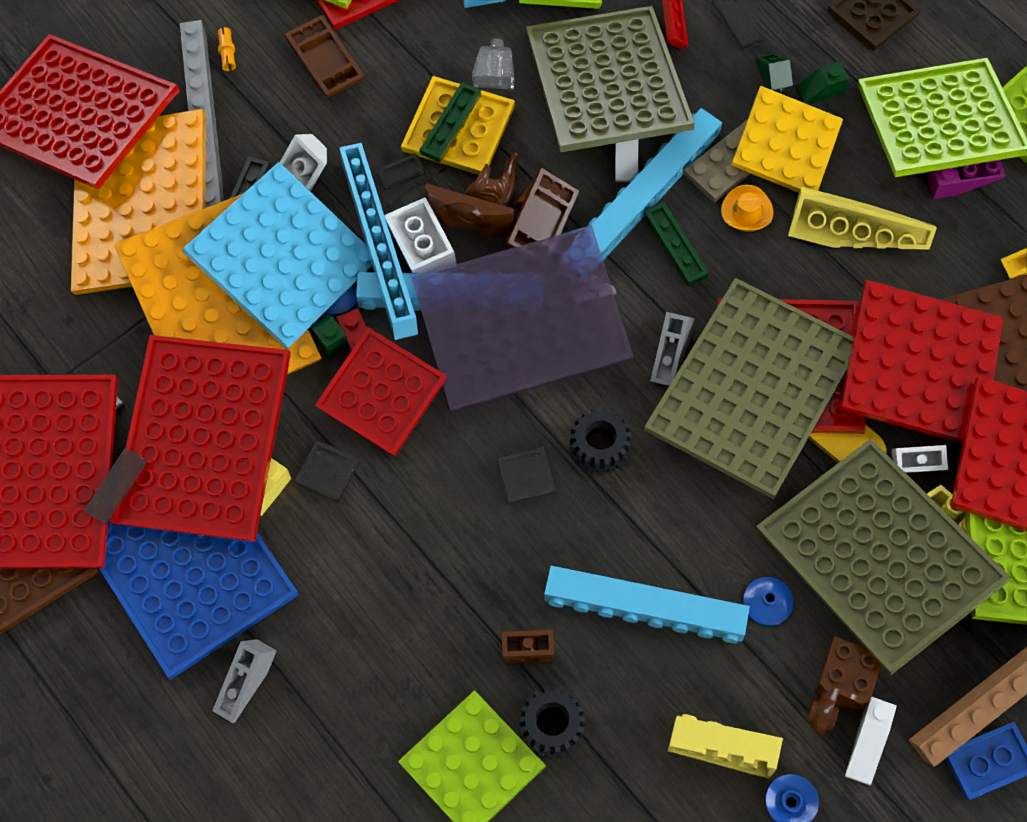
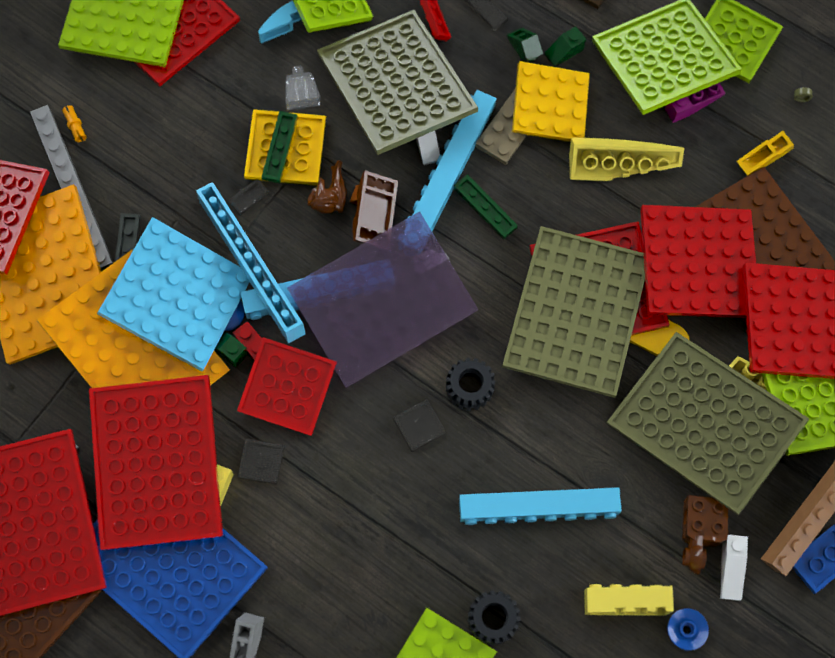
camera: 20 degrees left, 5 degrees up
(115, 486) = (97, 520): clear smoke tile -> none
(305, 159) = (169, 206): white slope -> none
(324, 56) = (158, 112): reddish brown slope -> none
(420, 237) = (283, 251): white slope -> none
(469, 212) = (315, 220): reddish brown slope -> none
(527, 646) = (459, 563): reddish brown brick -> none
(672, 347) = (505, 294): light grey slope -> none
(747, 208) = (533, 164): light orange hat -> none
(767, 612) = (628, 487): blue dish -> none
(921, 458) = (717, 337): white brick -> none

